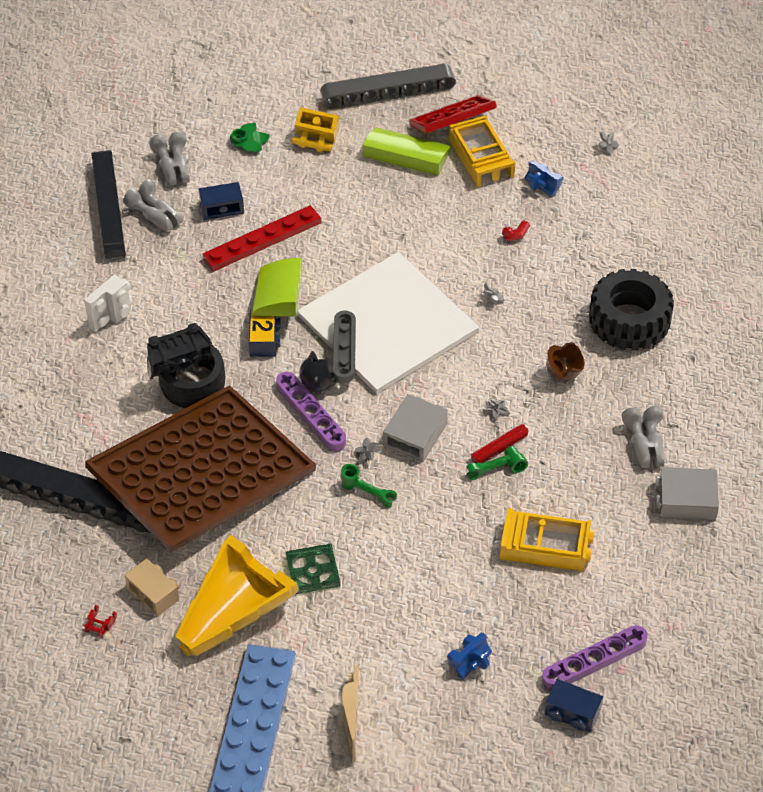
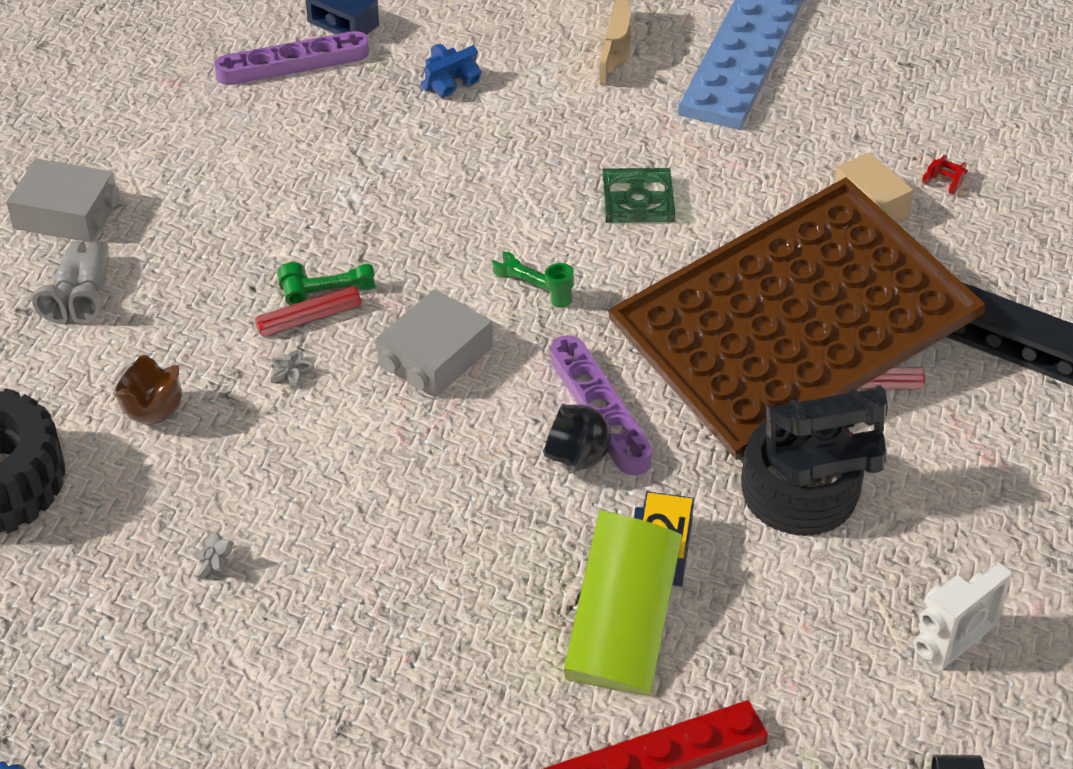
camera: 170 degrees left, 5 degrees down
(231, 598) = (743, 142): yellow cone -> none
(344, 346) = (519, 478): dark grey plate -> none
(366, 450) = (524, 327): light grey plant -> none
(398, 321) = (425, 546): white tile -> none
(511, 235) = (107, 683): red arm -> none
(546, 540) = (295, 174): yellow door -> none

